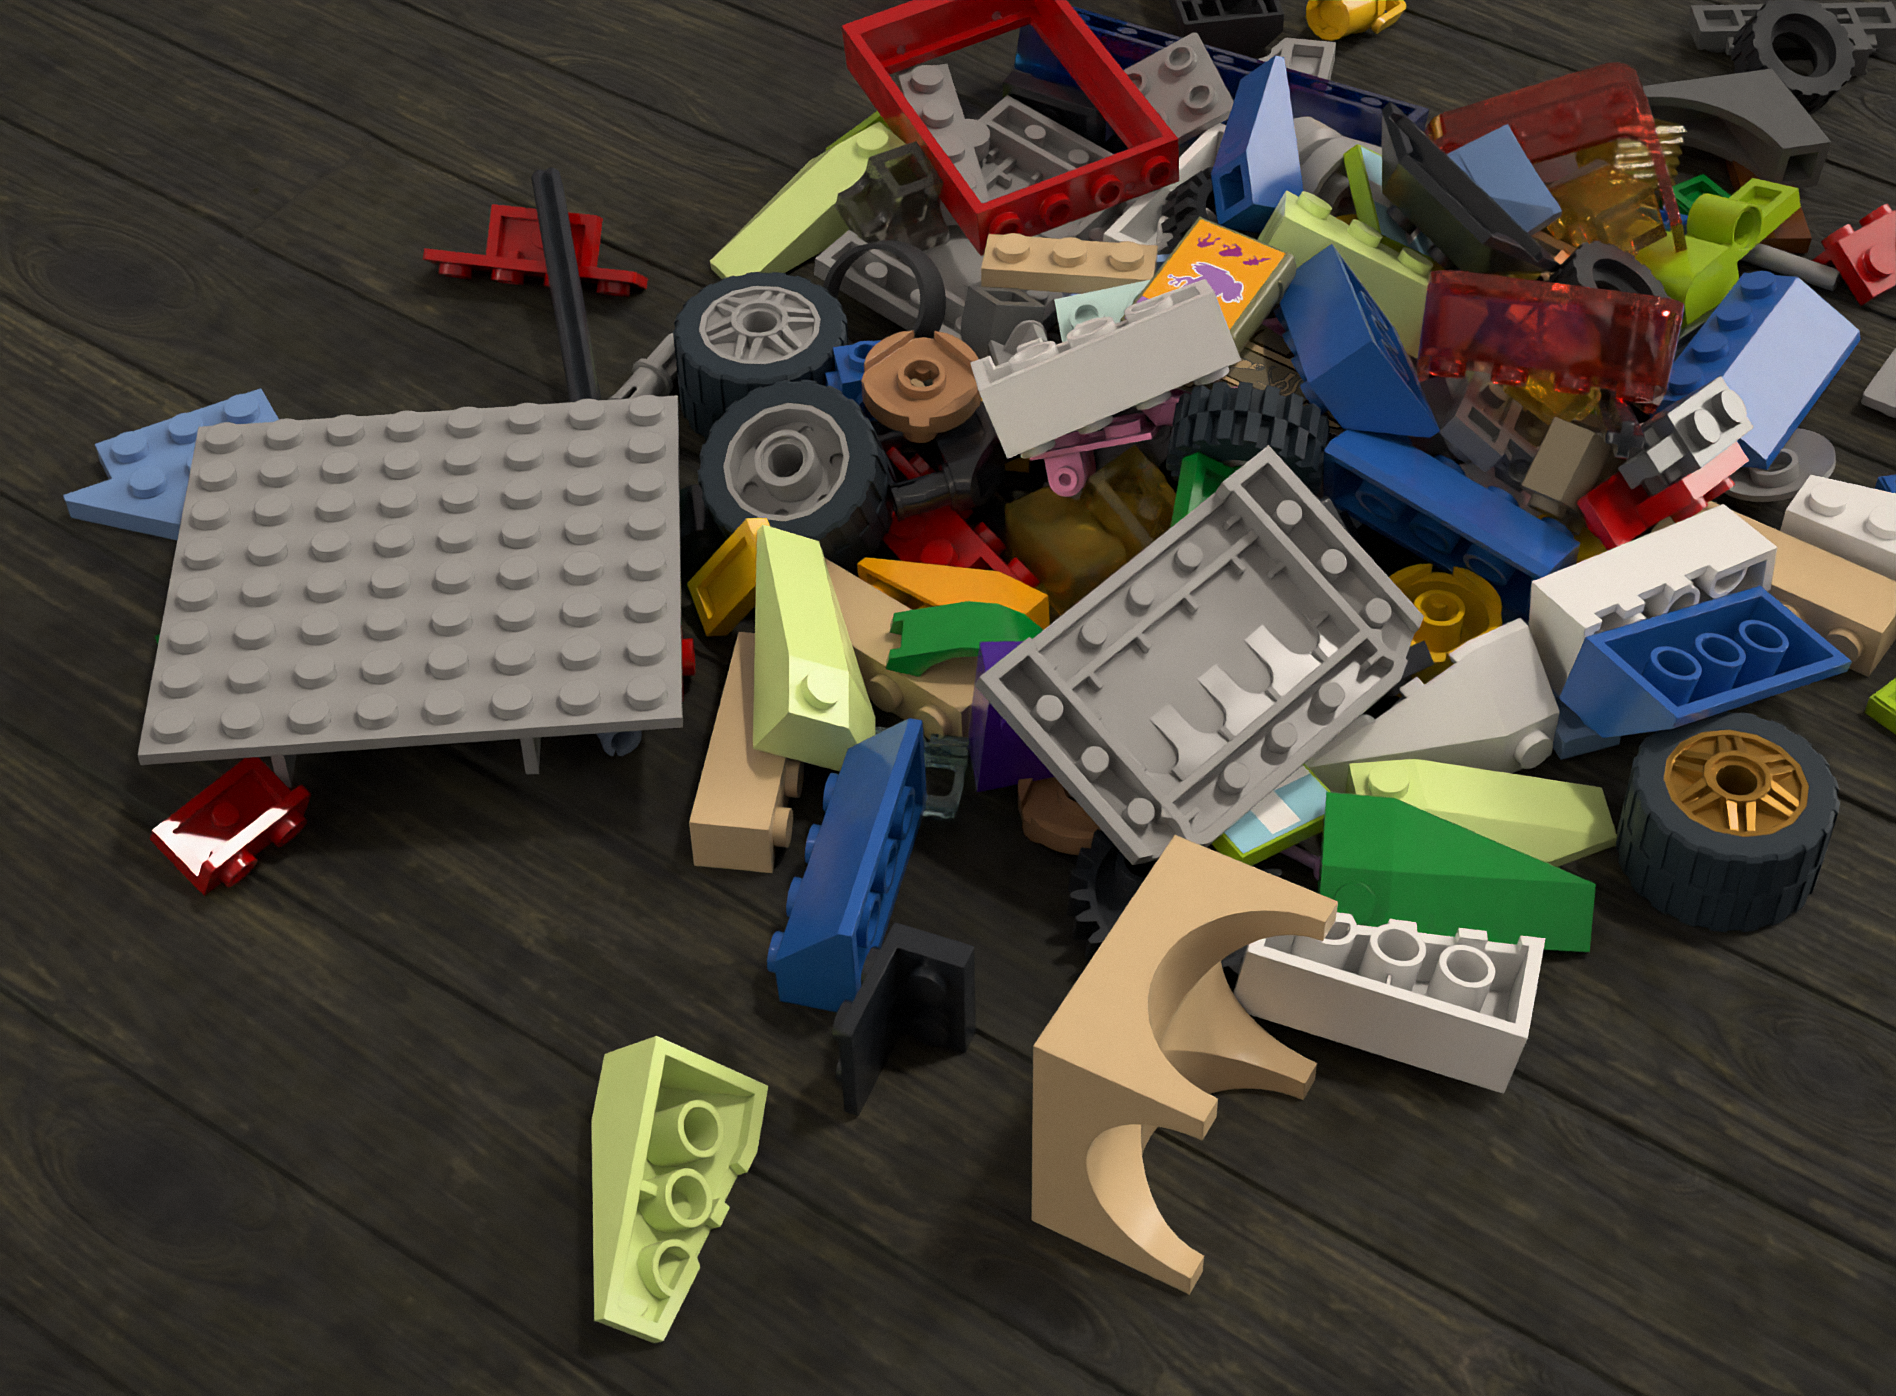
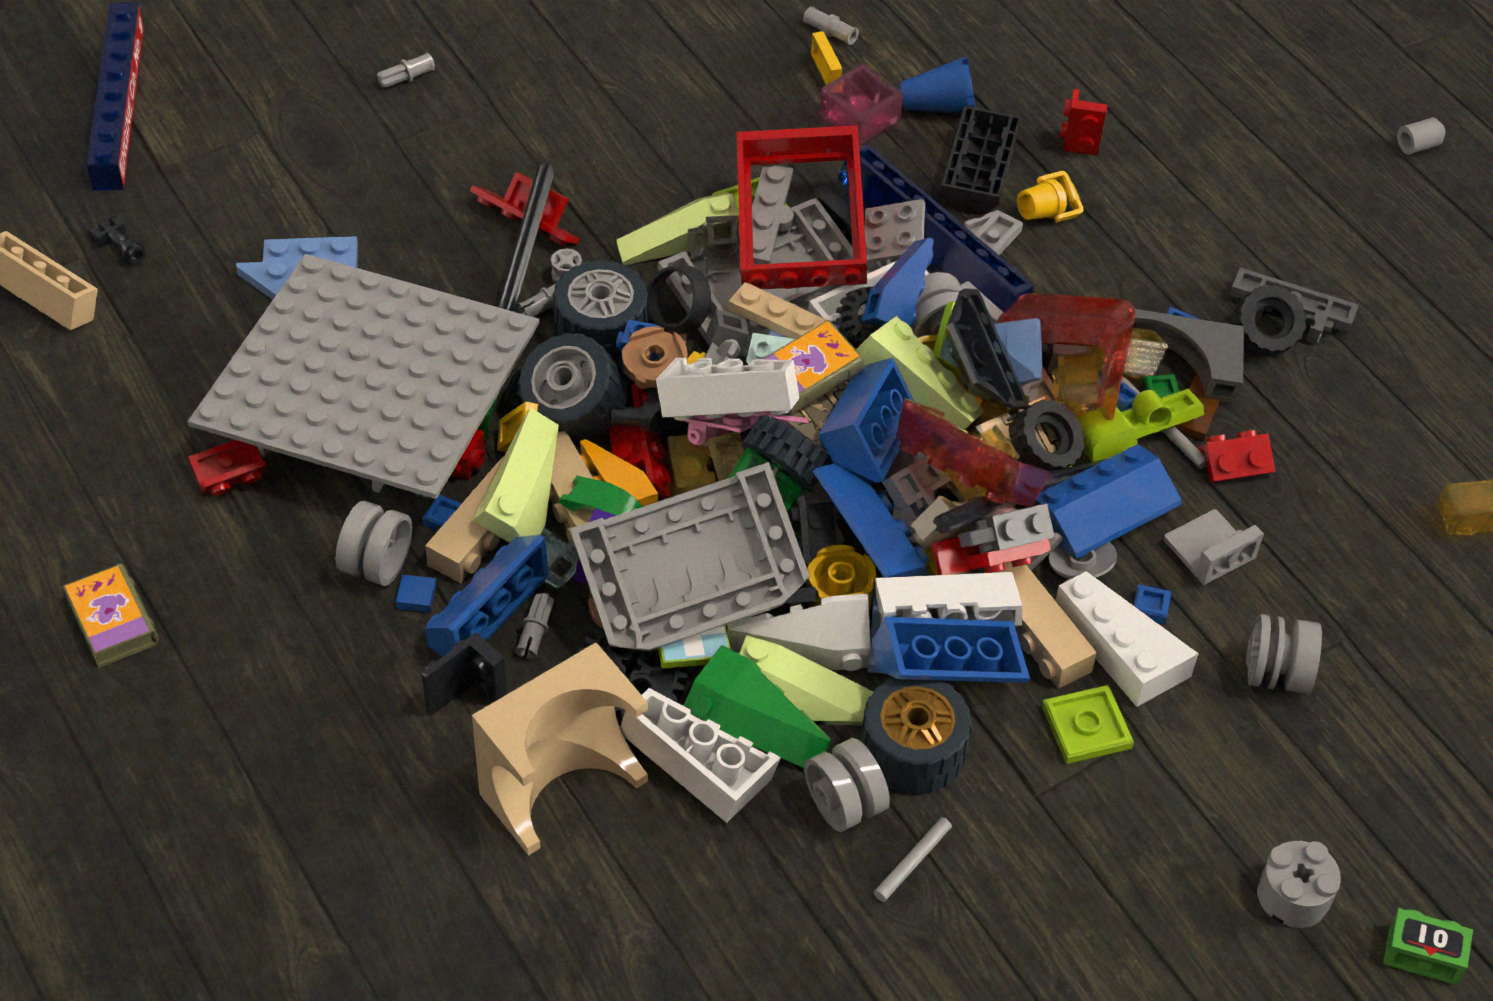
camera: 20 degrees right, 5 degrees up
(139, 1168) = (111, 615): none -> piece
(205, 127) = (406, 70): none -> light grey axle
(584, 851) = (373, 543): none -> light grey wheel
(651, 319) = (562, 262): none -> light grey wheel
(663, 1160) = (329, 704): yellowish green wedge -> none
(674, 769) = (440, 512): none -> blue tile
(706, 916) = (416, 593): none -> blue tile
(957, 888) = (535, 625): none -> light grey axle
(1683, 942) = (847, 784): none -> light grey wheel
(1850, 1032) = (912, 859): none -> light grey bar

